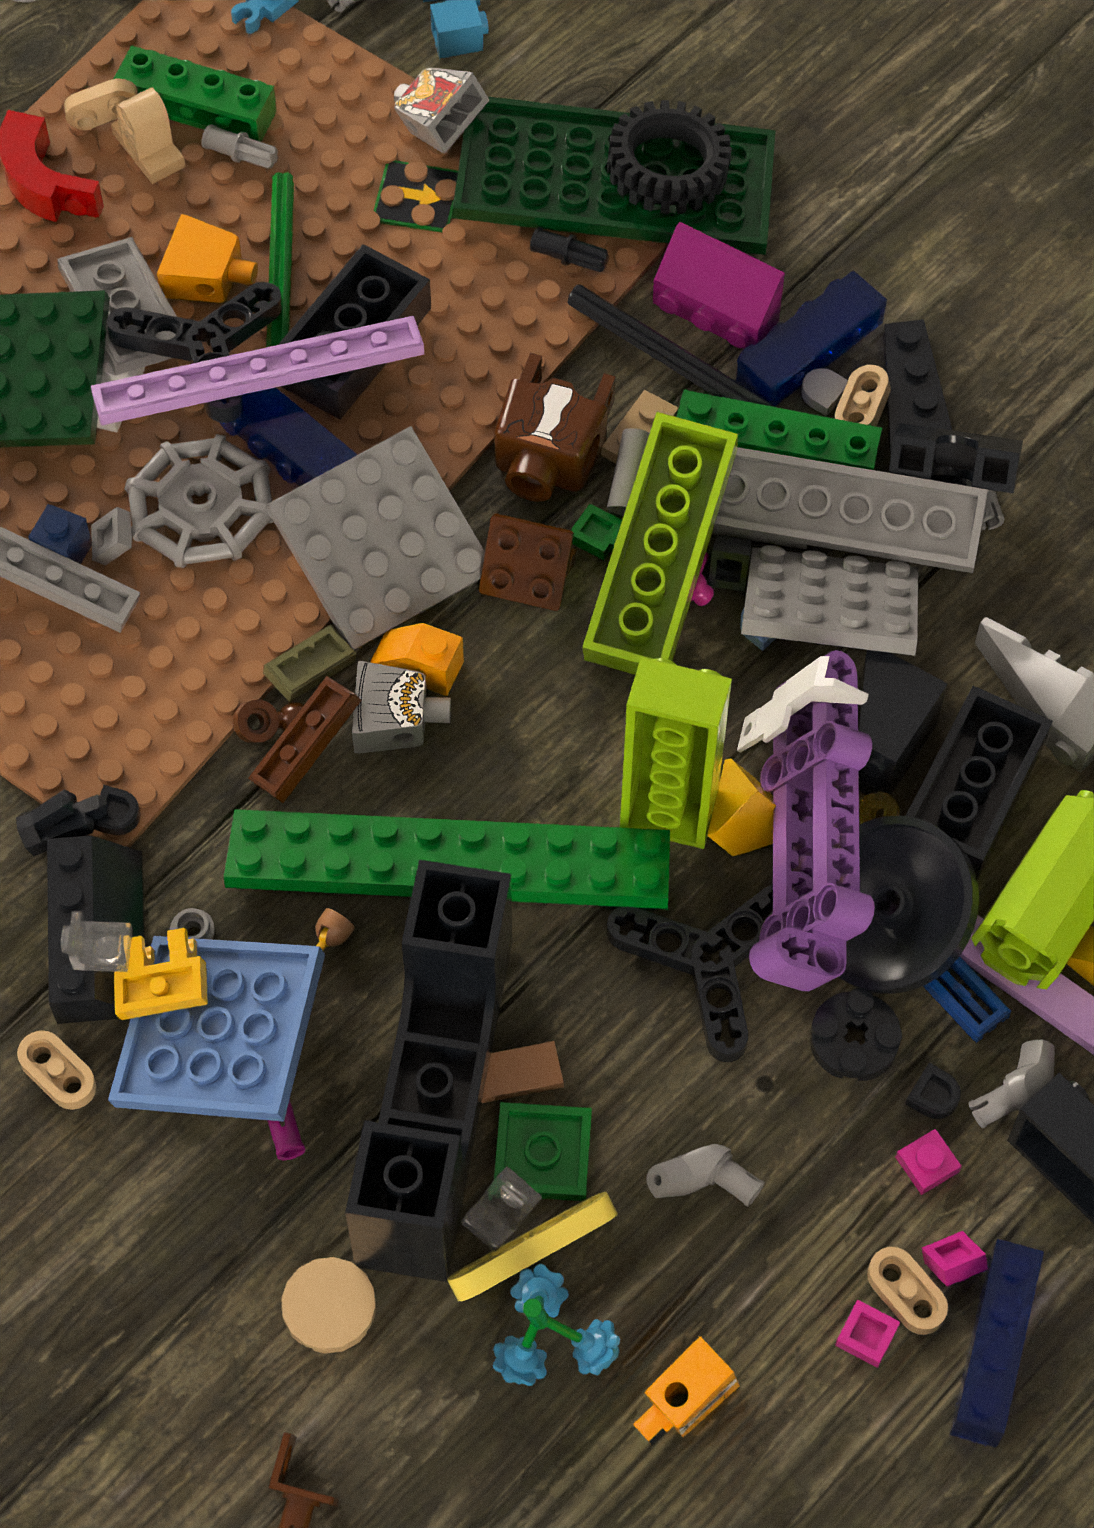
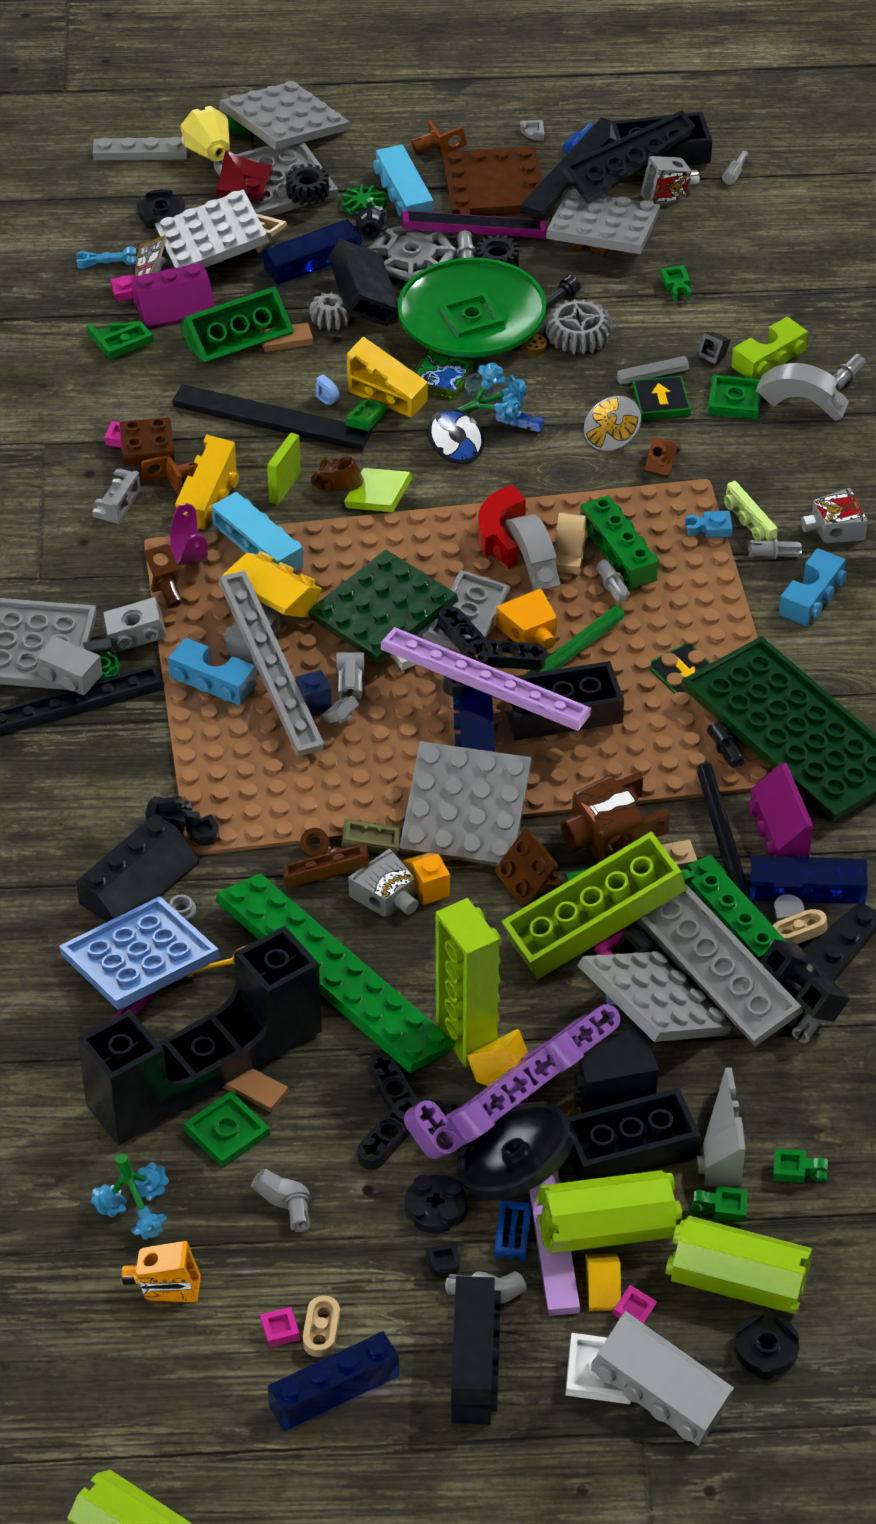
camera: 45 degrees right, 15 degrees down
(59, 1071) = (53, 923): tan plate -> none
(67, 476) = (350, 673): none -> light grey piece
(97, 944) = (120, 868): clear bracket -> none
(98, 103) = (552, 508): tan plate -> none
(120, 165) = (537, 549): none -> light grey arch
(161, 986) = (137, 910): yellow plate -> none
(199, 520) = (398, 708): light grey plate -> none
(328, 1305) = (55, 1110): tan tile -> none
(439, 105) = (734, 629): torso -> none
(501, 1209) = (174, 1134): clear bracket -> none
(532, 1246) = (172, 1159): light yellow beam -> none
(664, 189) = (822, 756): black tyre -> none
(798, 691) = (575, 1012): white piece -> none
(928, 1161) = (402, 1285): dark pink plate -> none
(954, 1258) = (358, 1329): dark pink plate -> none

